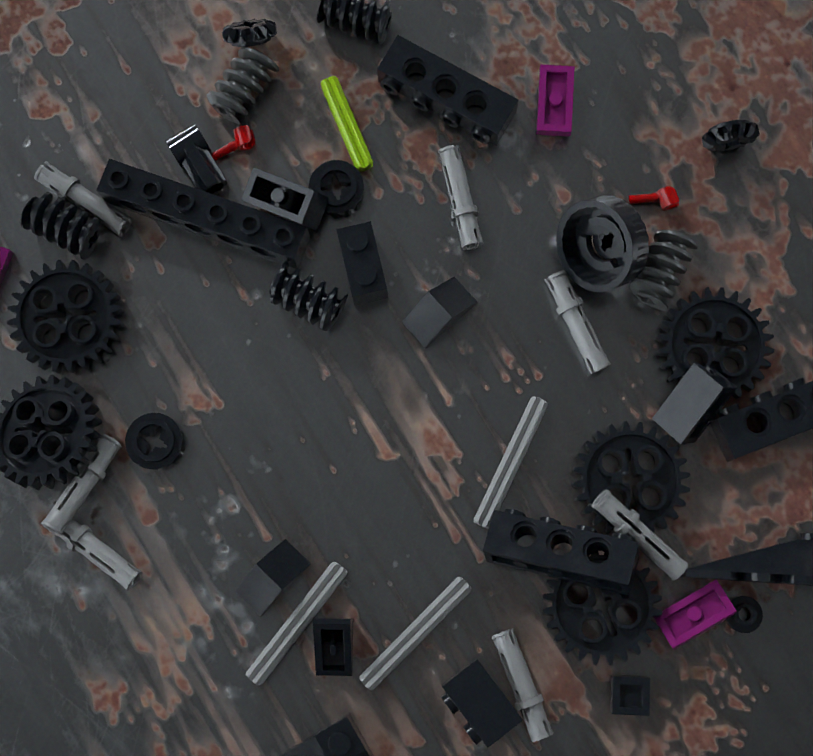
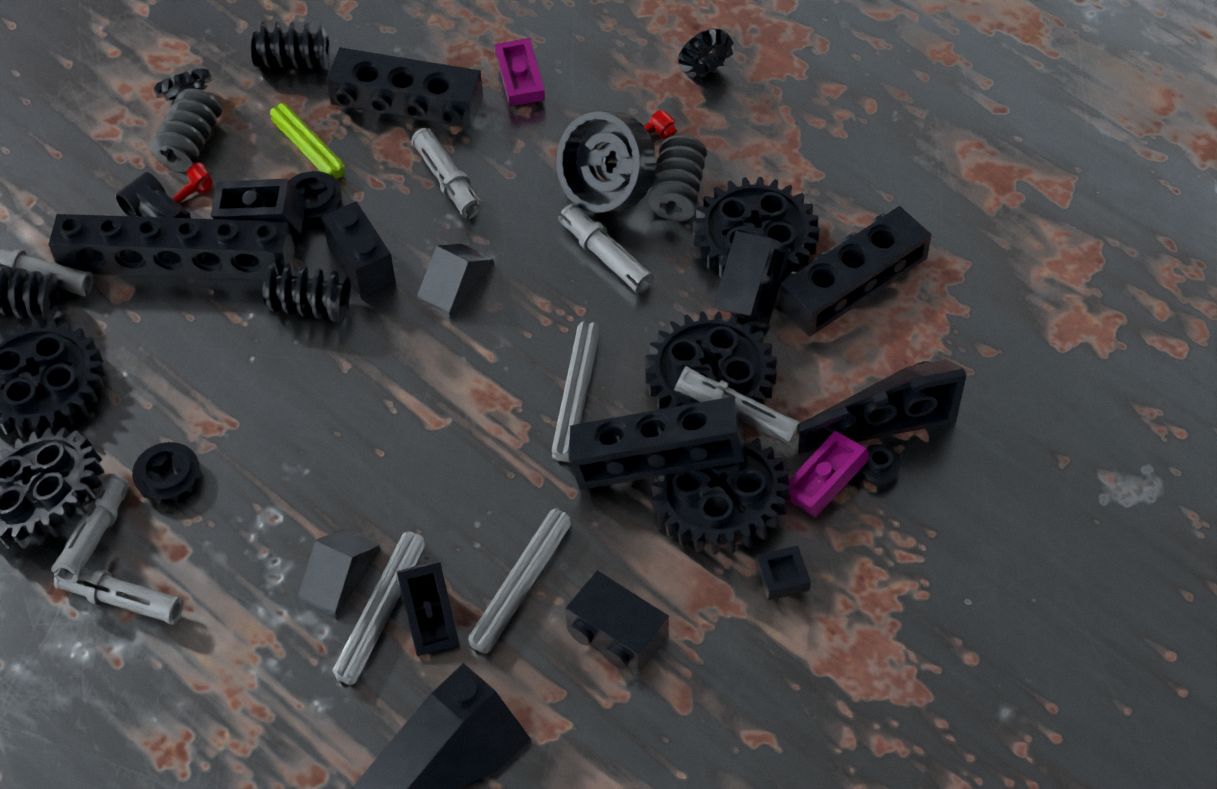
camera: 20 degrees left, 25 degrees down
(520, 679) = (658, 594): light grey pin -> none

